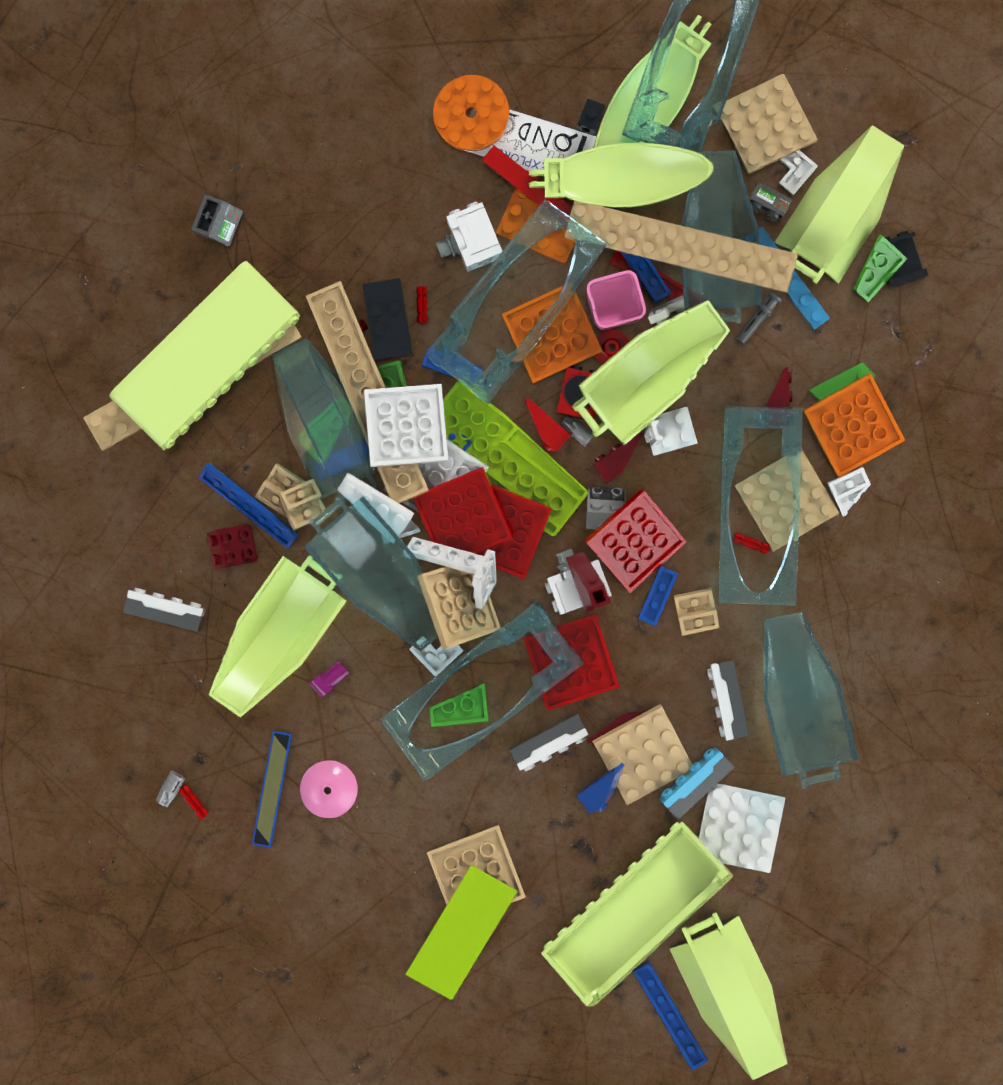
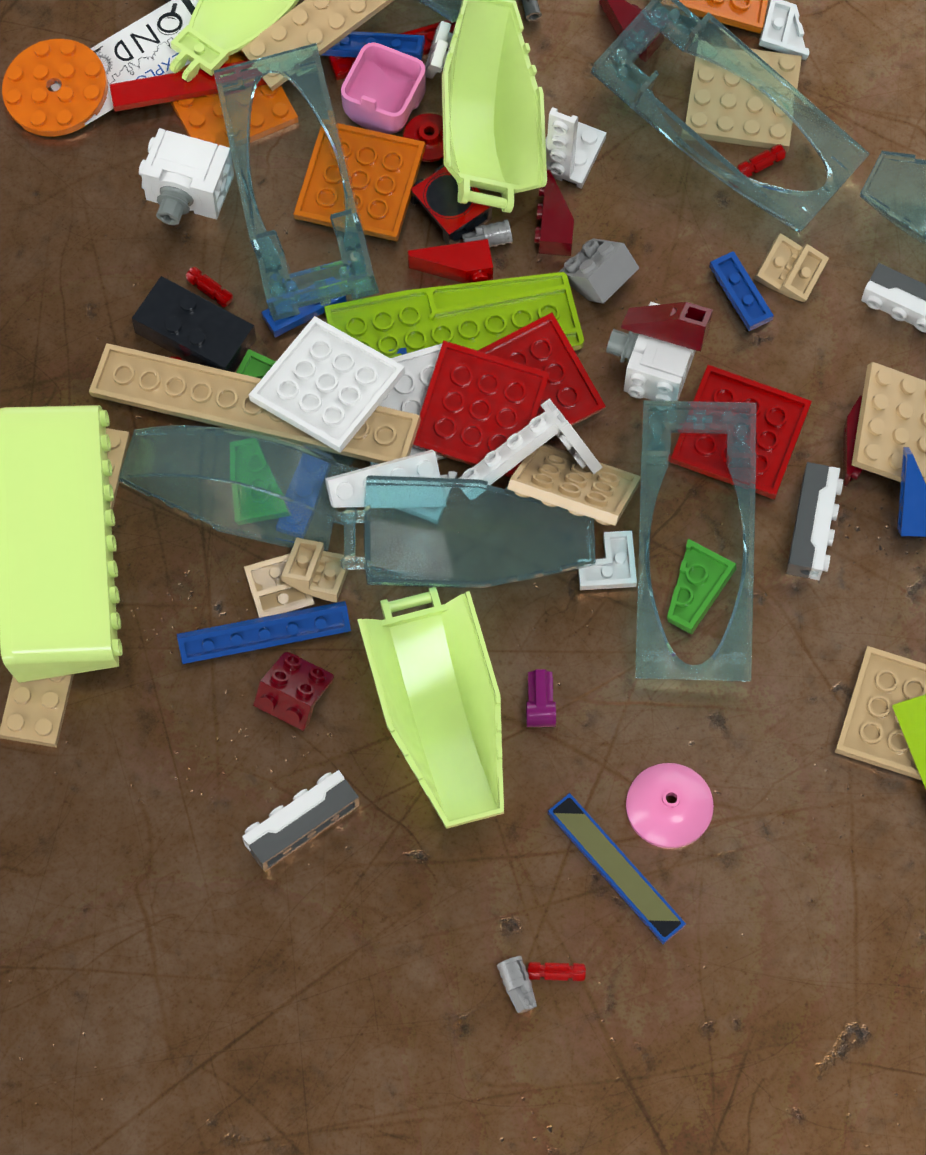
camera: 50 degrees left, 20 degrees down
(635, 540) = (659, 255): plate -> none

